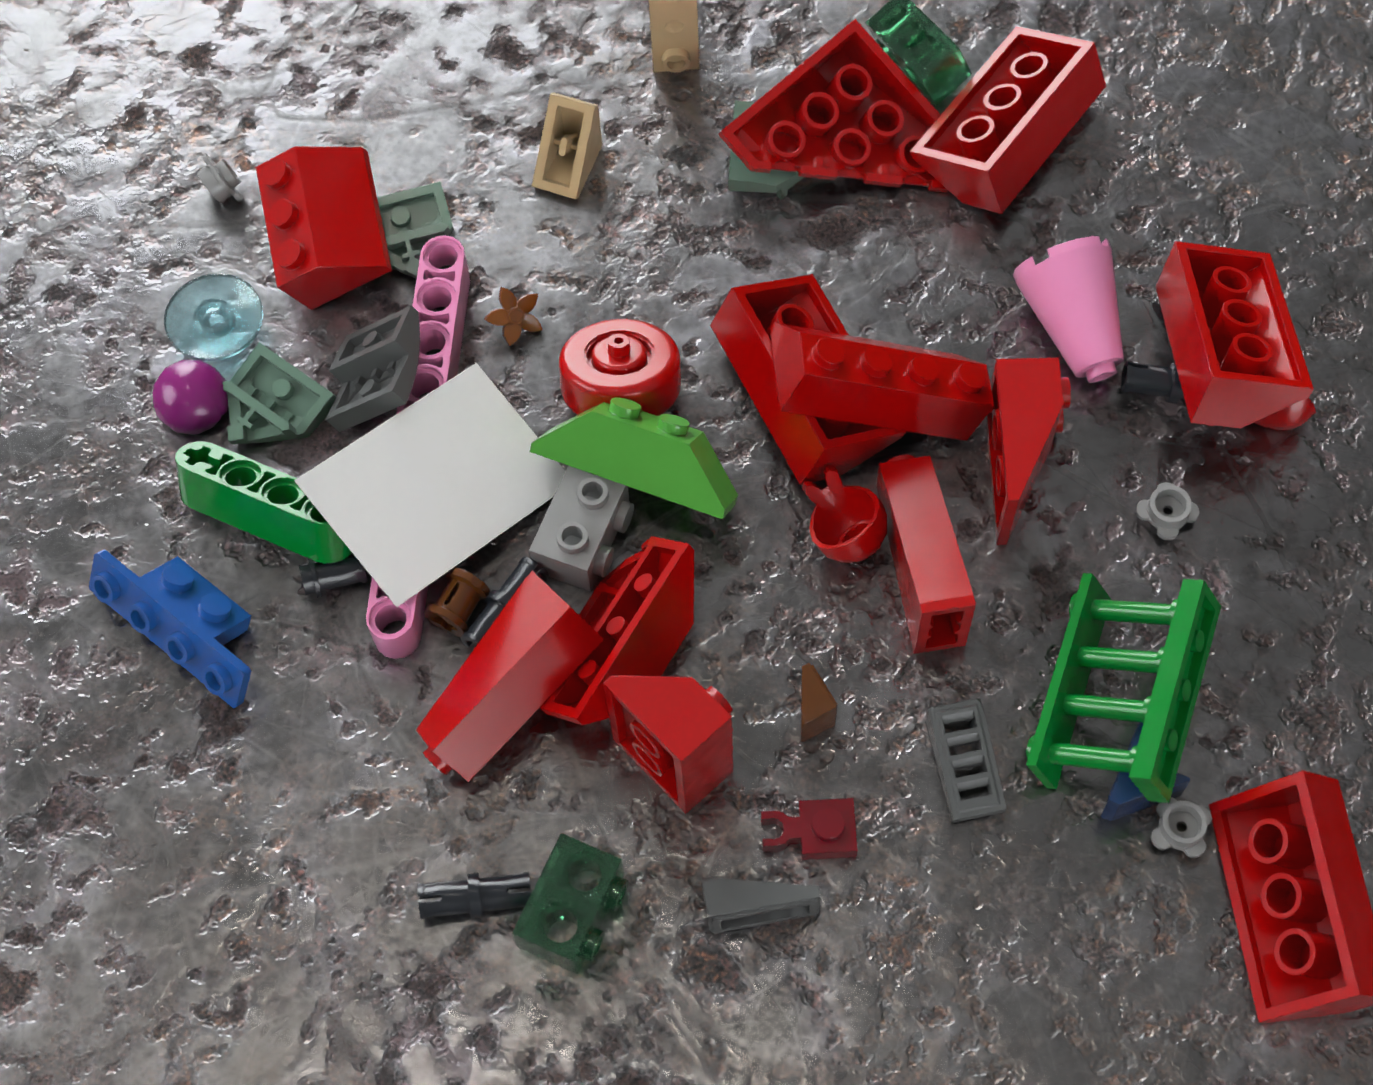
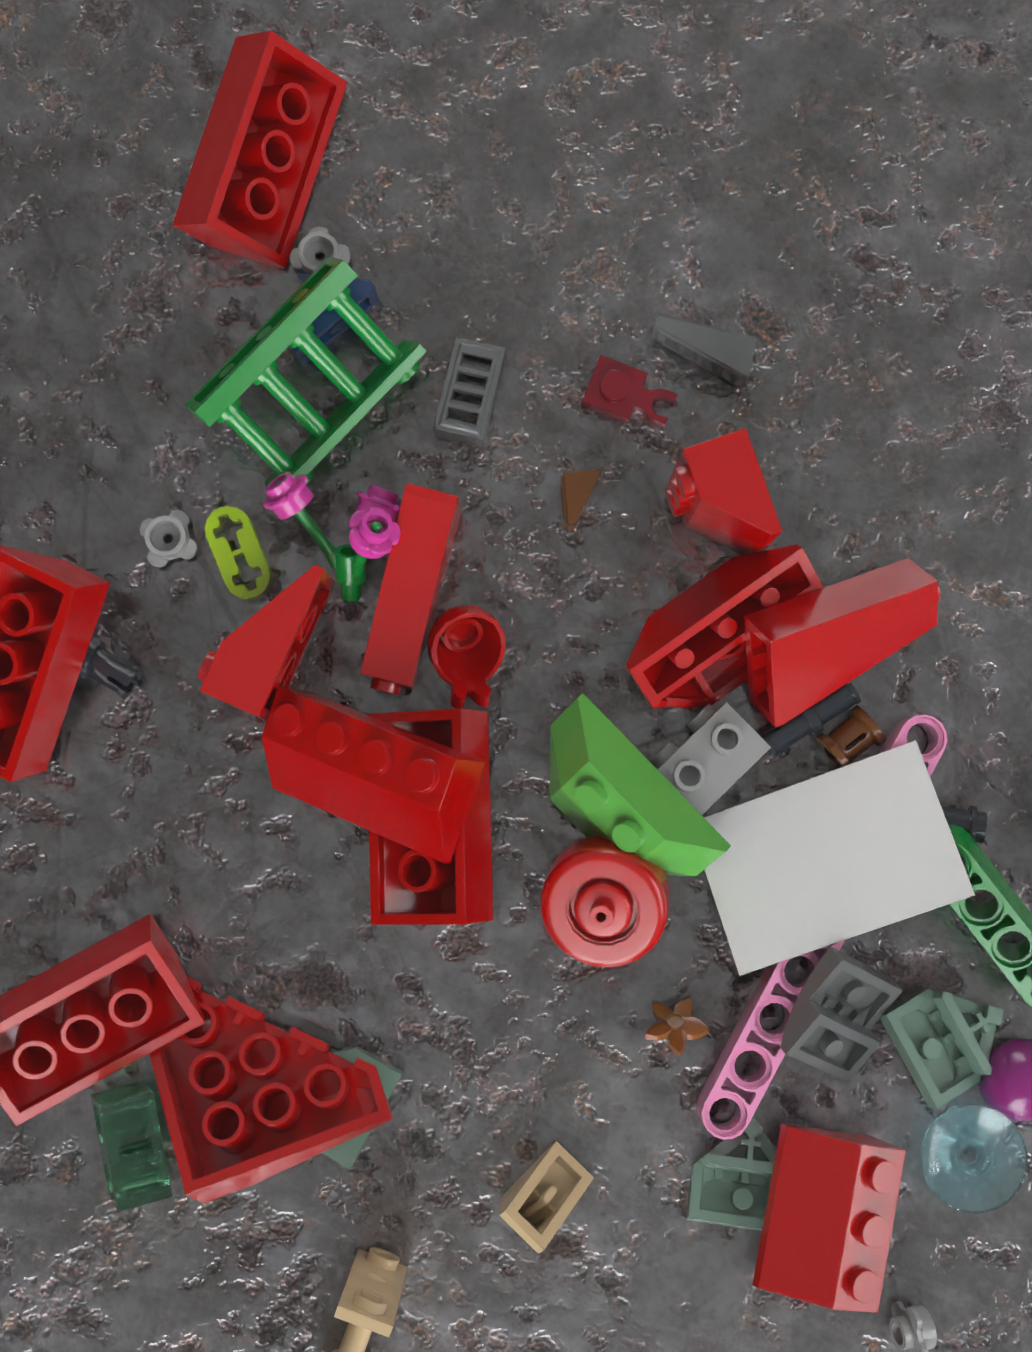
camera: 160 degrees left, 20 degrees up
(473, 895) = (938, 461): black pin -> none
(558, 900) = (867, 420): clear green brick -> none
(988, 553) = (370, 535): none -> dark pink plant
(1077, 304) = (136, 771): bright pink cone -> none
(1096, 525) = (228, 559): none -> lime beam

